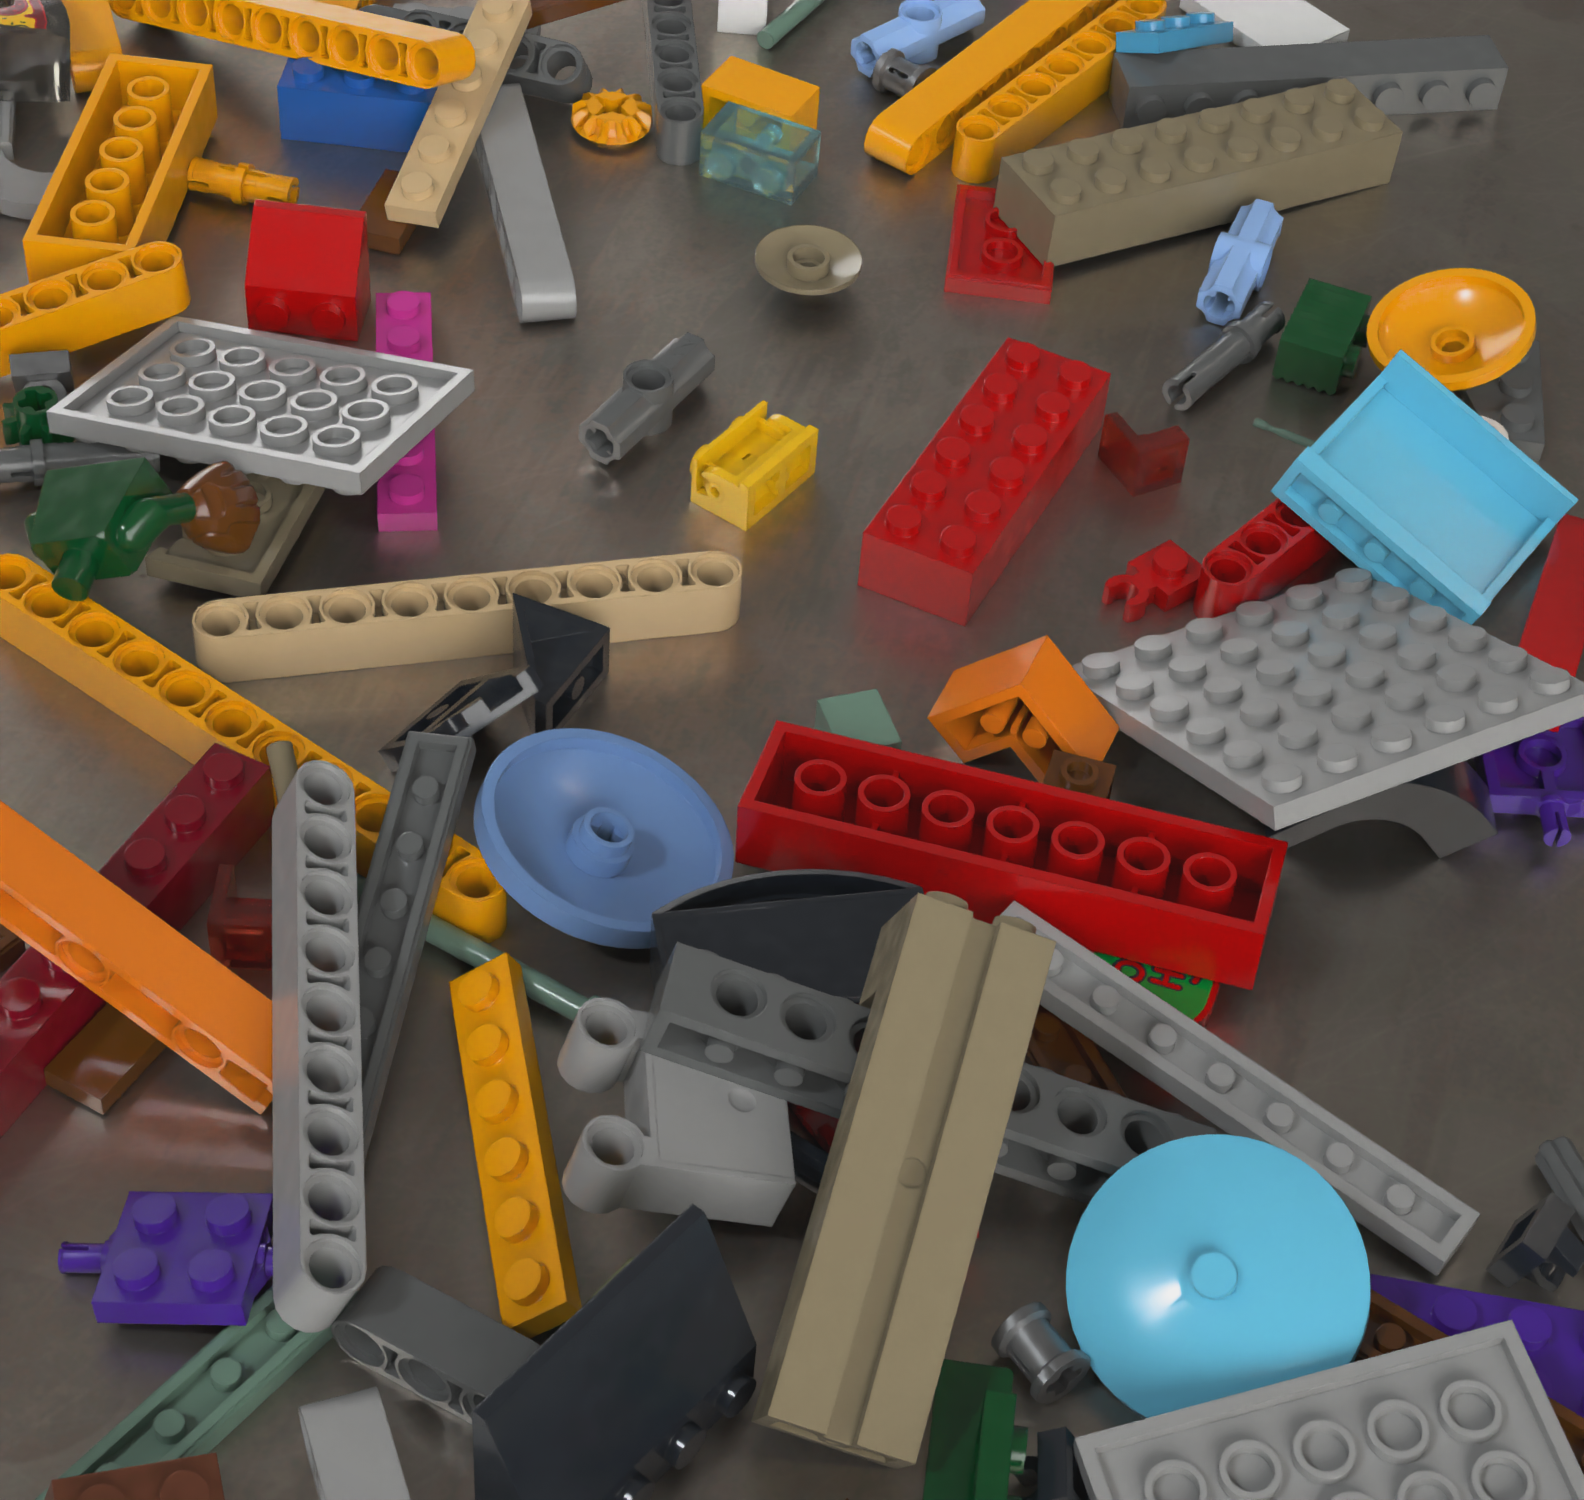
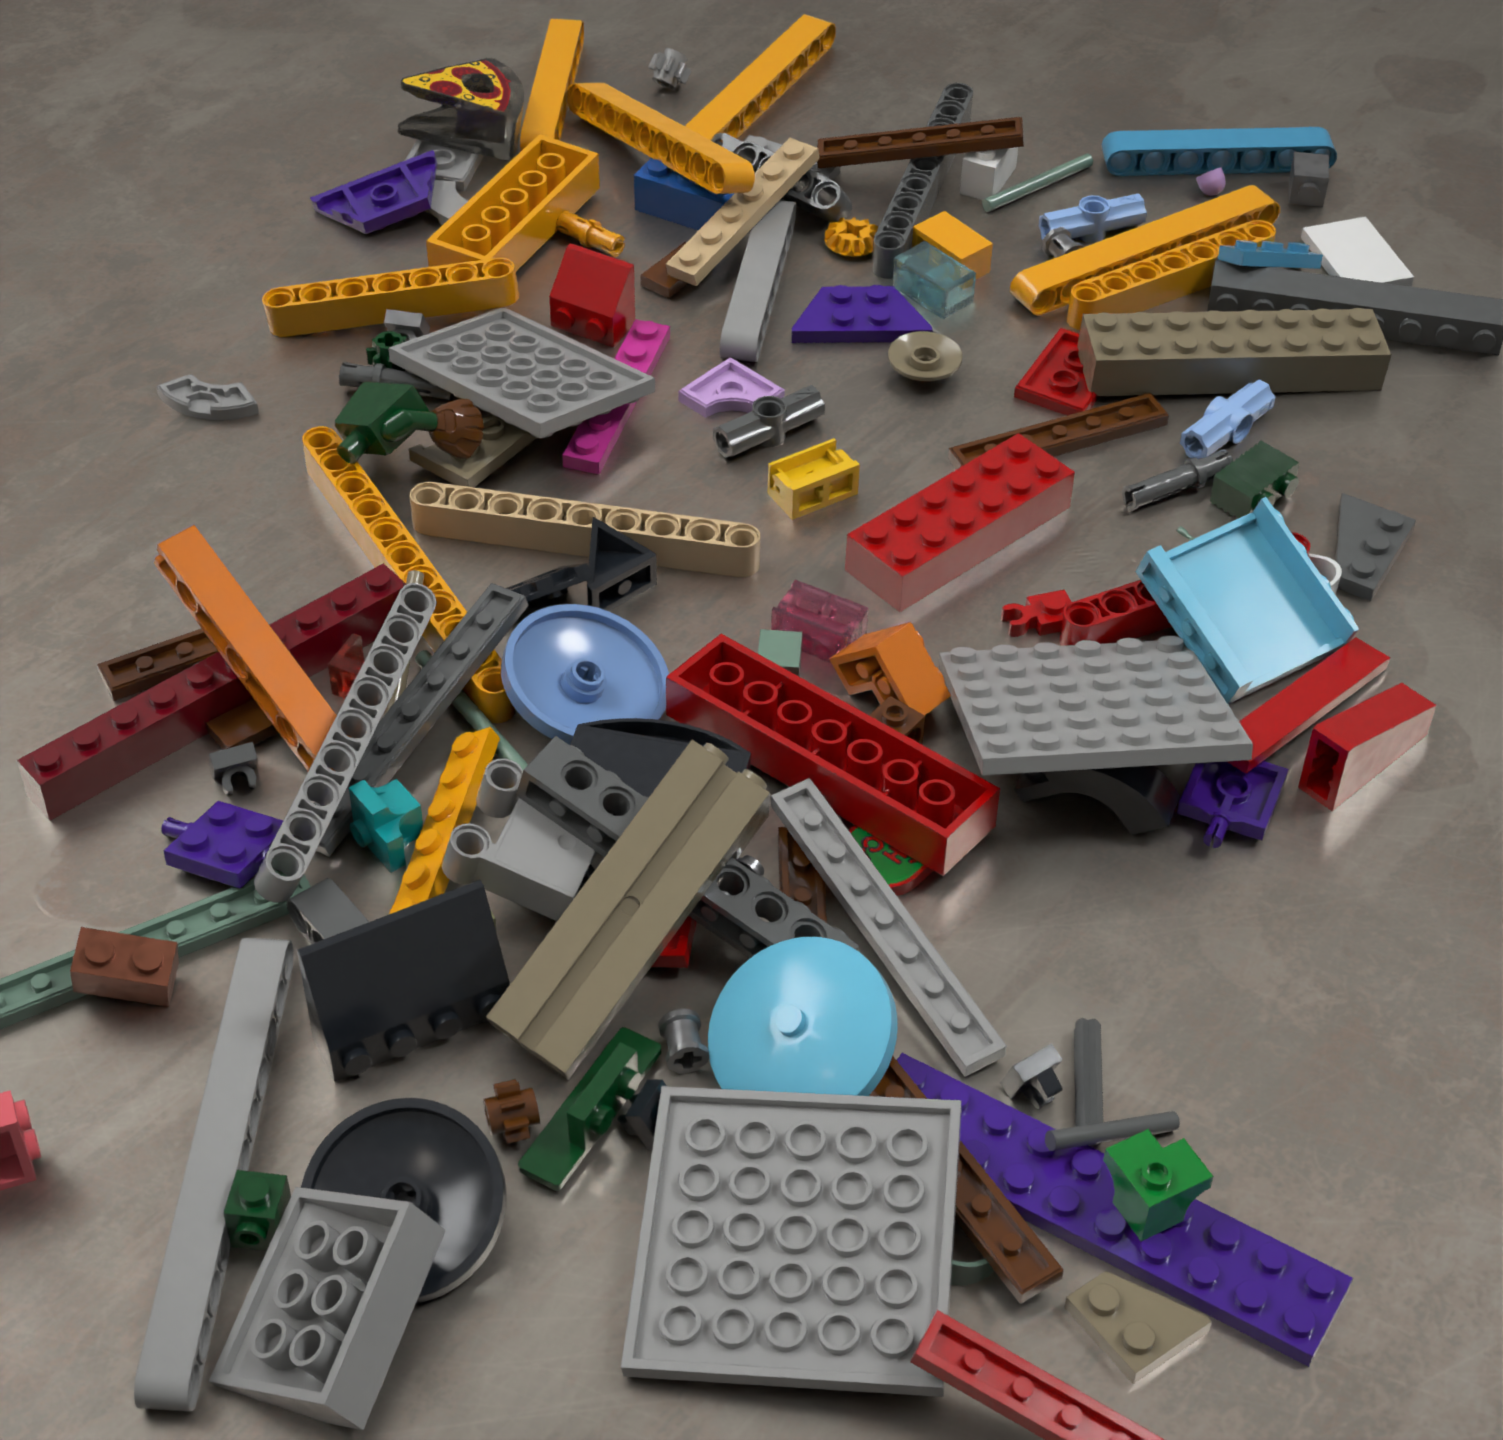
camera: 25 degrees right, 0 degrees up
(126, 1123) = (234, 762): none -> dark grey tile
(419, 1147) = (385, 820): none -> teal brick
(562, 363) = (727, 388): none -> lavender tile
(682, 224) = (857, 316): none -> dark purple wing
(884, 656) = (823, 618): none -> clear pink hinge
(1047, 323) = (1076, 430): none -> reddish brown tile
(1142, 460) = (1079, 534): clear red panel -> none
(1455, 325) = (1337, 495): light orange dish -> none

